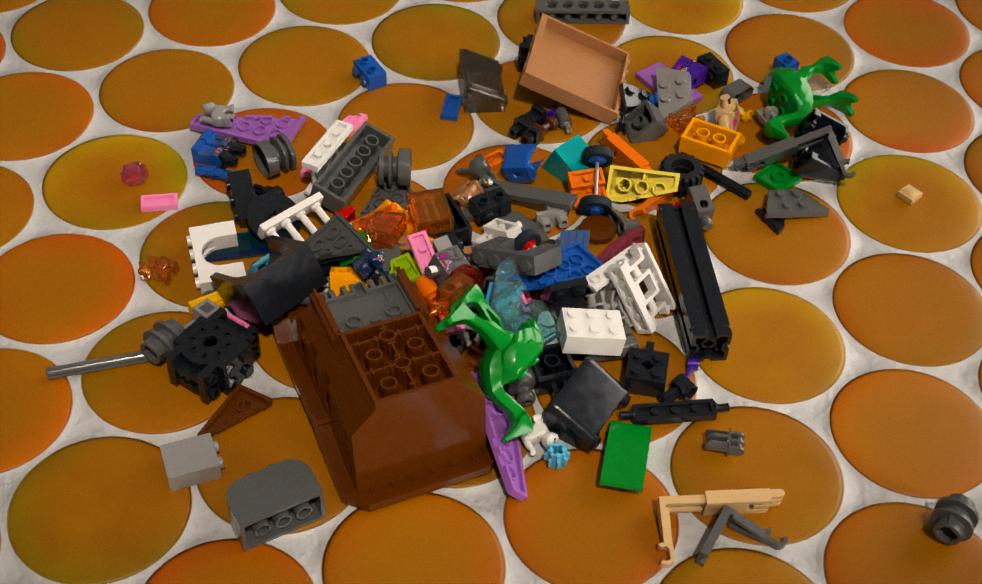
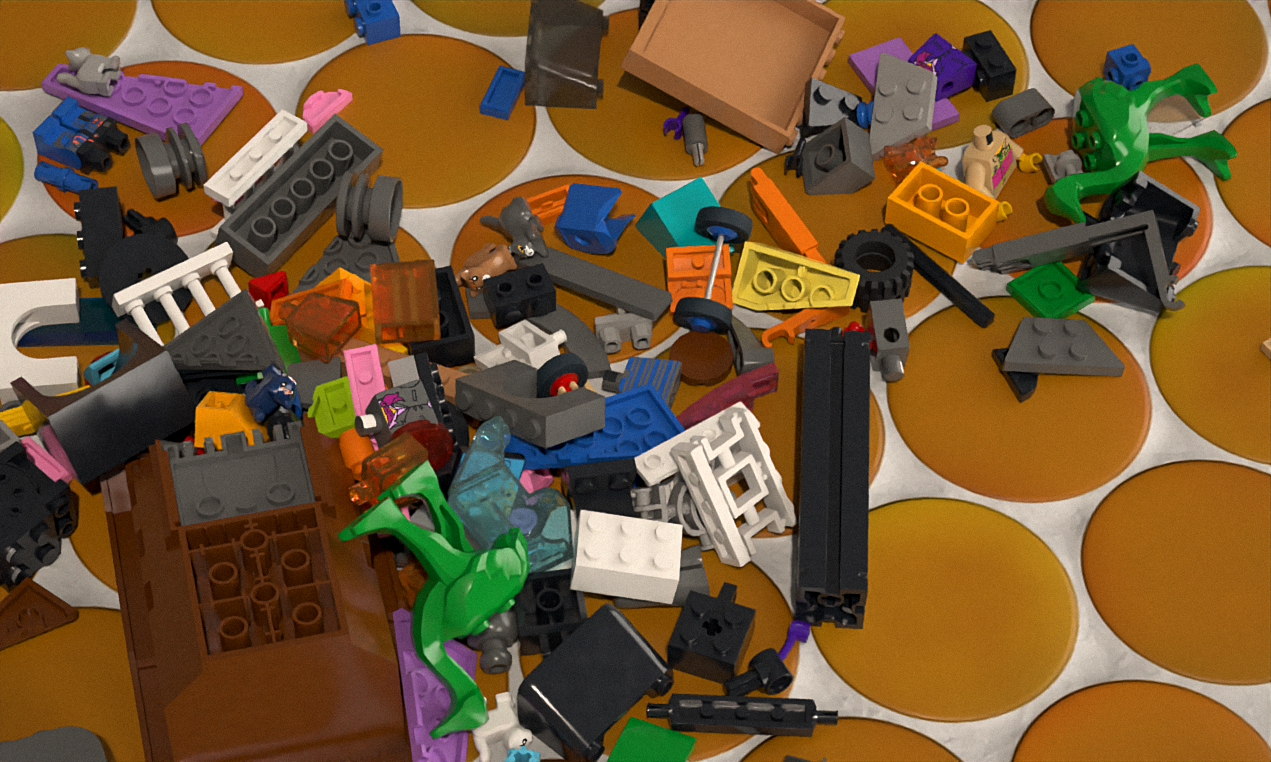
camera: 10 degrees right, 5 degrees up
(533, 125) = (635, 145): black hips -> none

